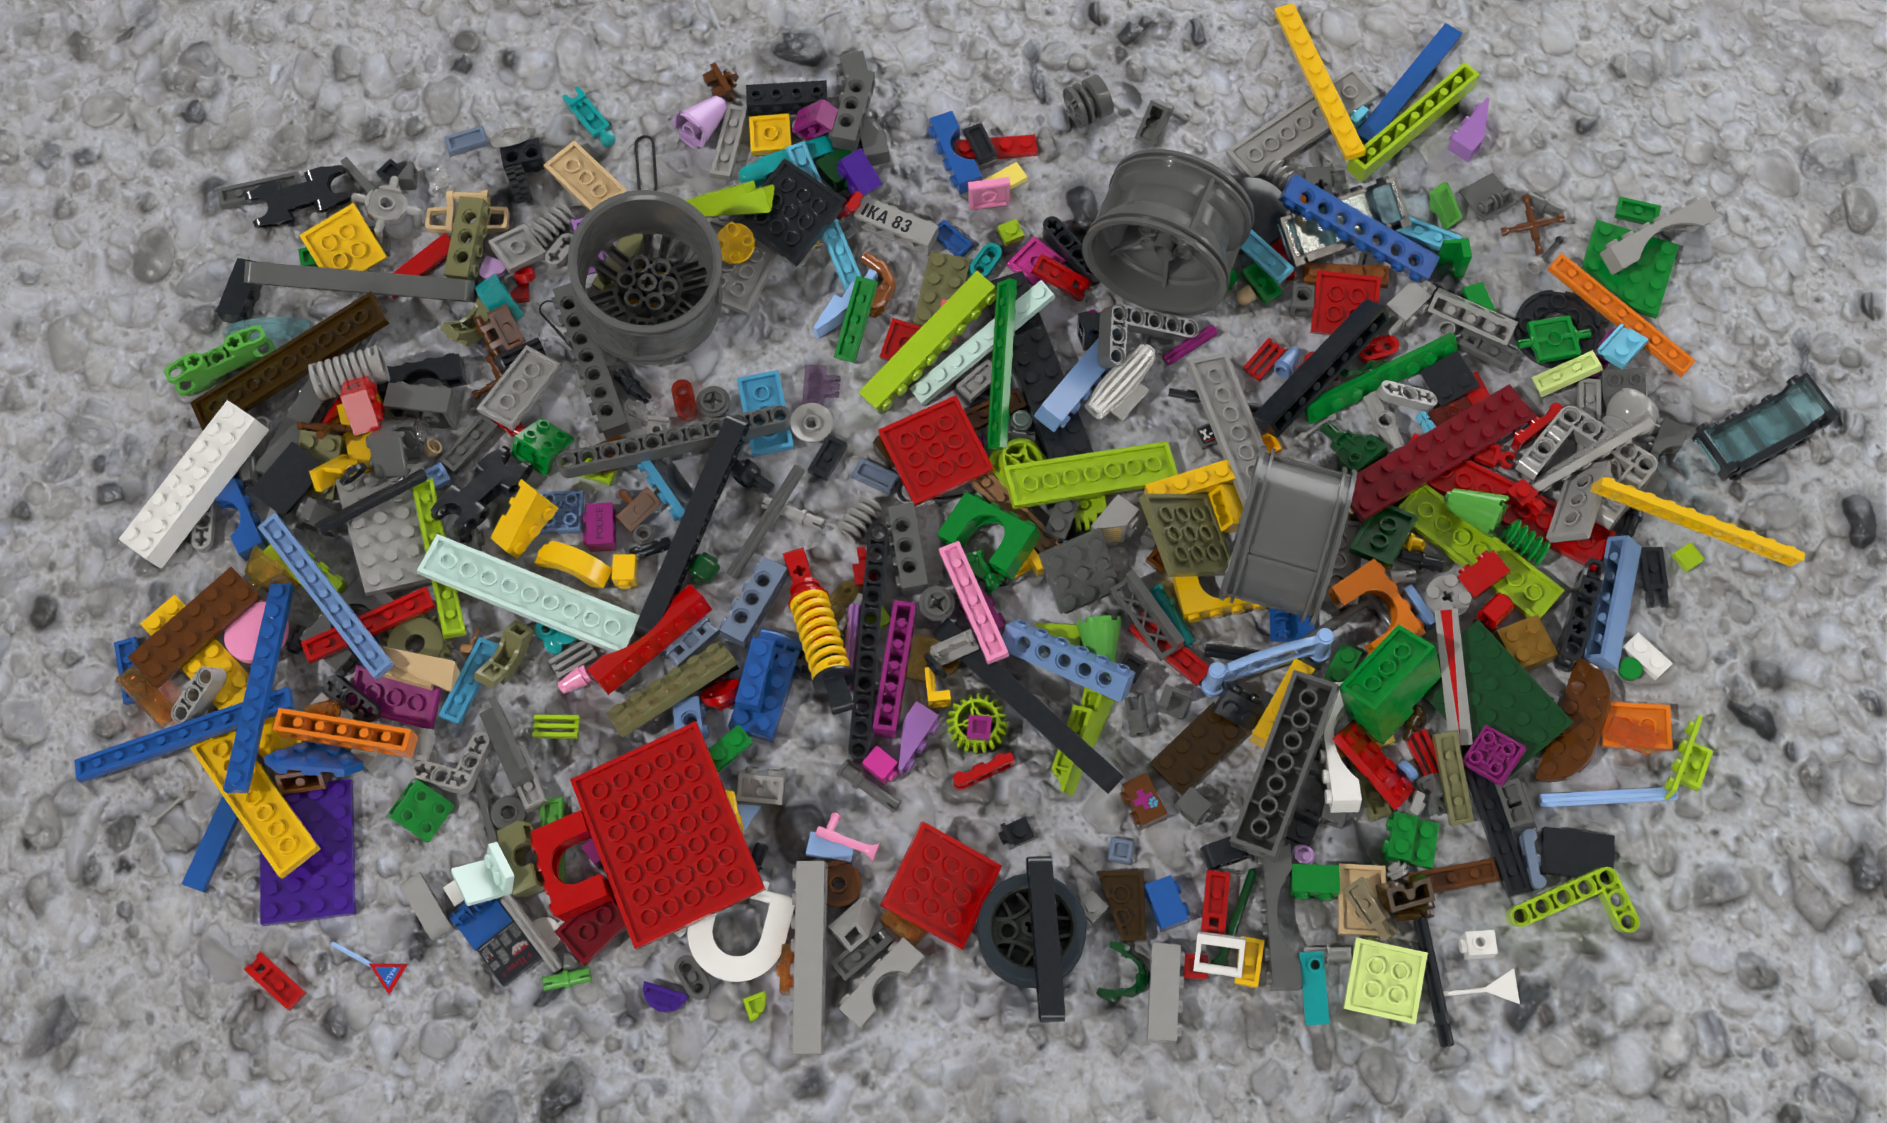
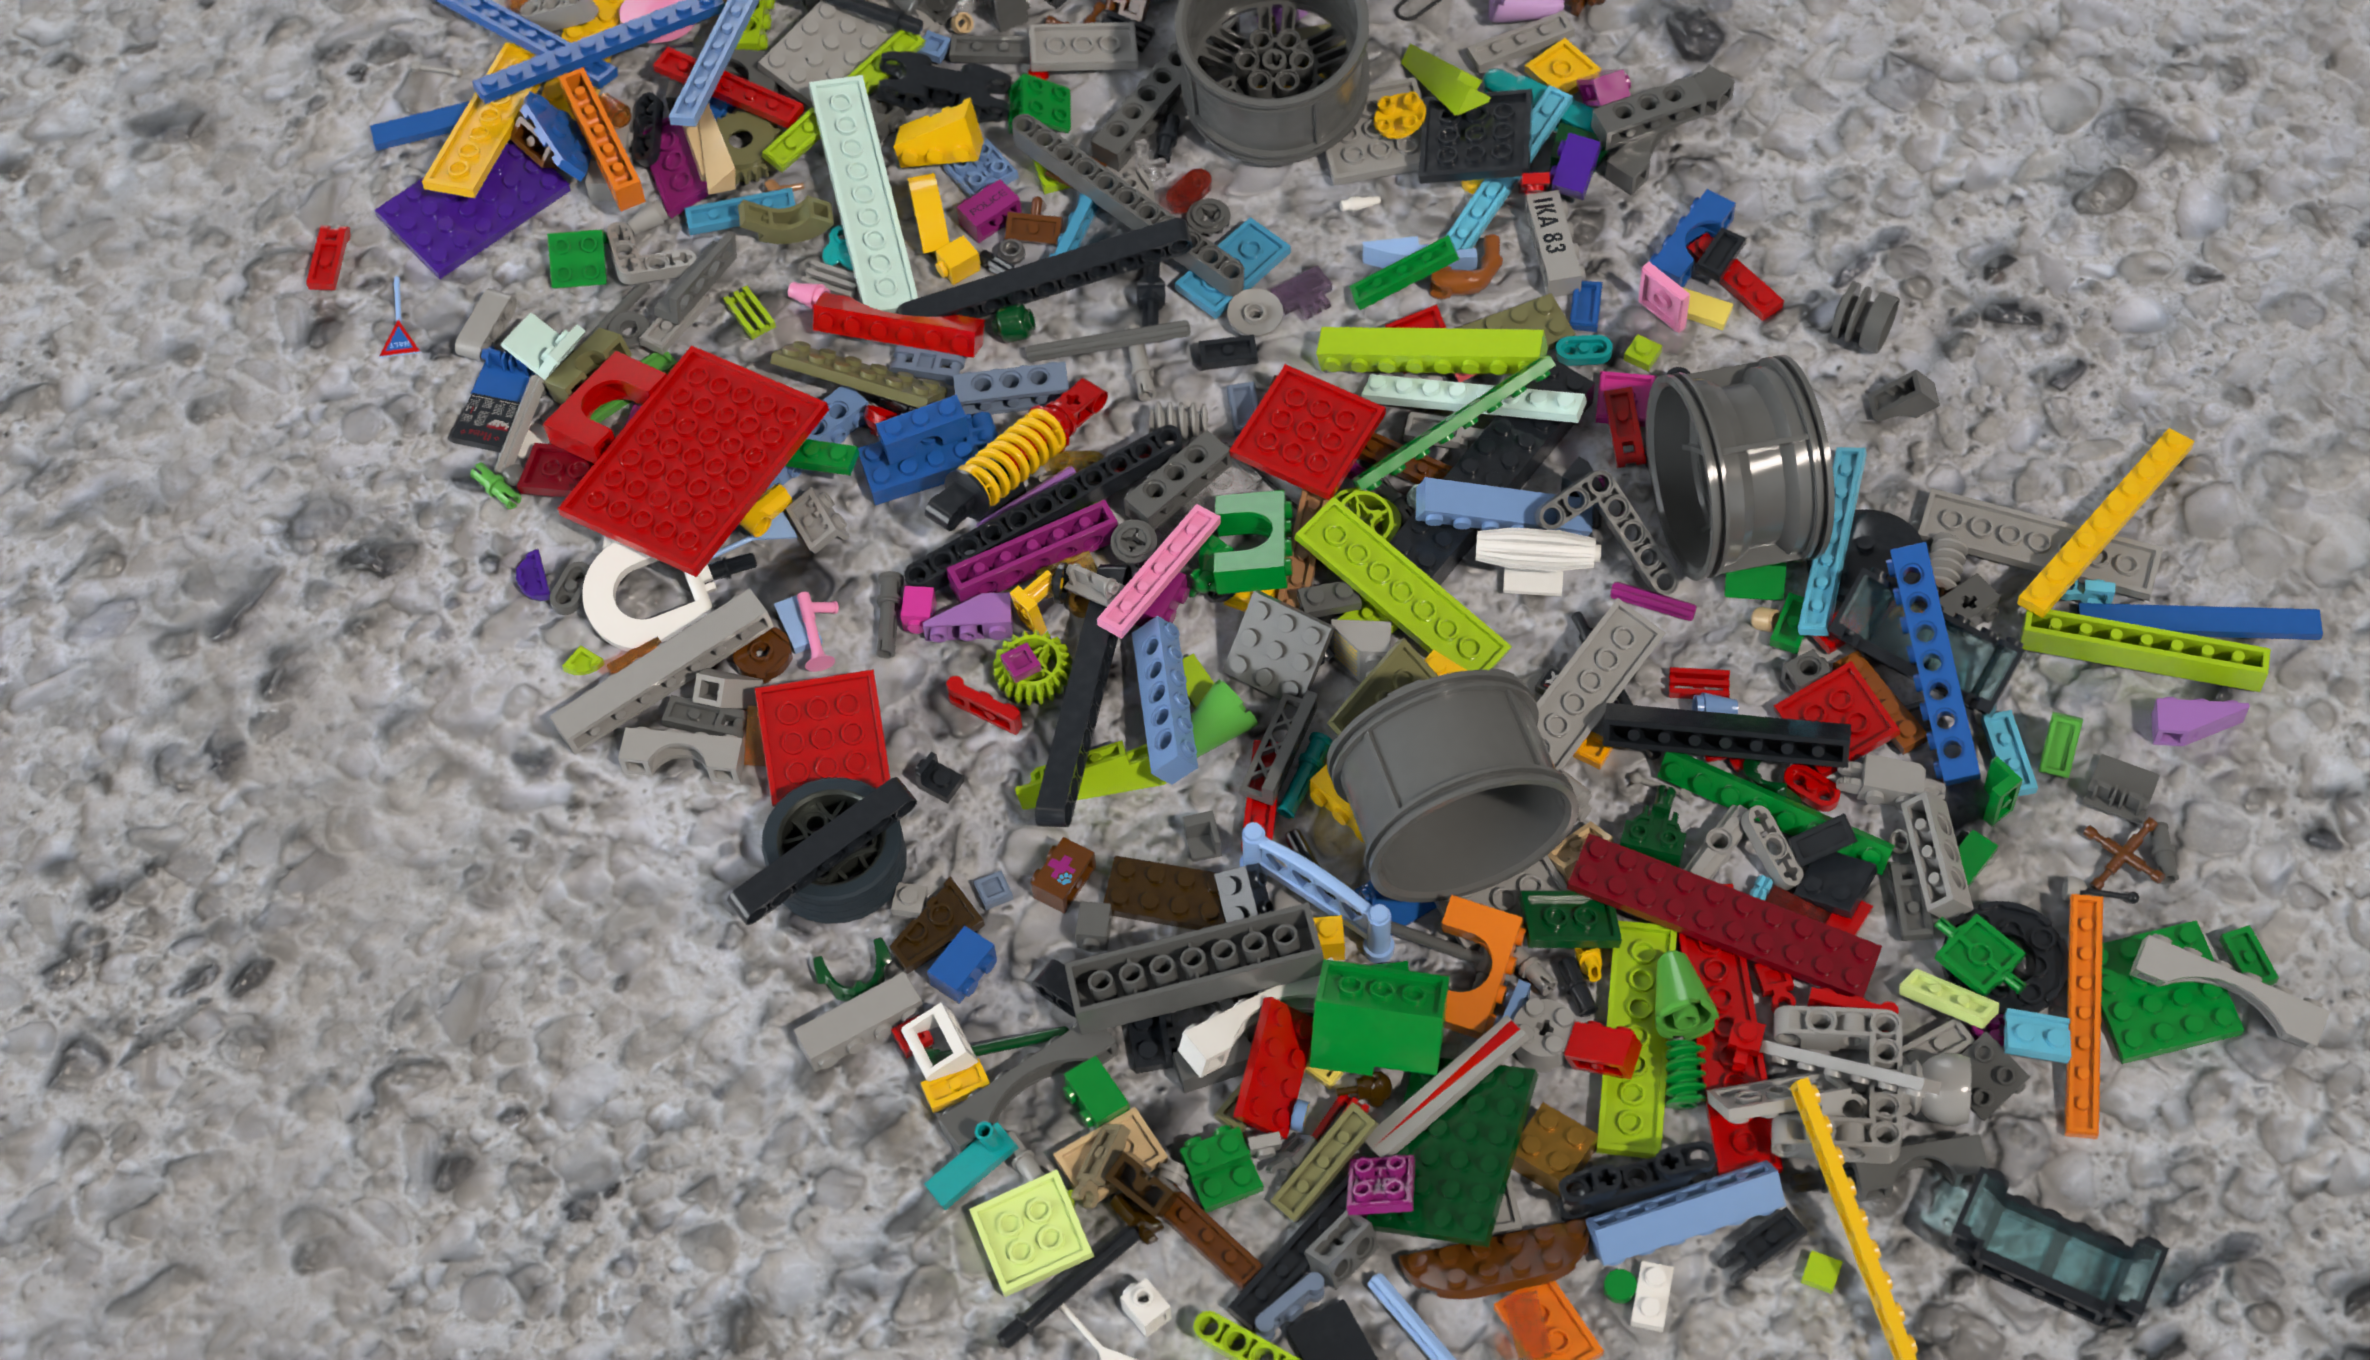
camera: 55 degrees right, 10 degrees down
(773, 311) = (1358, 203): none -> white piece
(783, 97) = (1615, 50): black brick -> none
(1134, 664) = (1213, 775): black tile -> none
(1137, 718) = (1158, 812): dark grey hinge -> none
(1215, 901) = (1000, 1012): red plate -> none
(1302, 855) = (1121, 1069): lavender plate -> none
(1424, 366) = (1823, 840): none -> black tile
(1495, 612) = (1564, 1089): red brick -> none

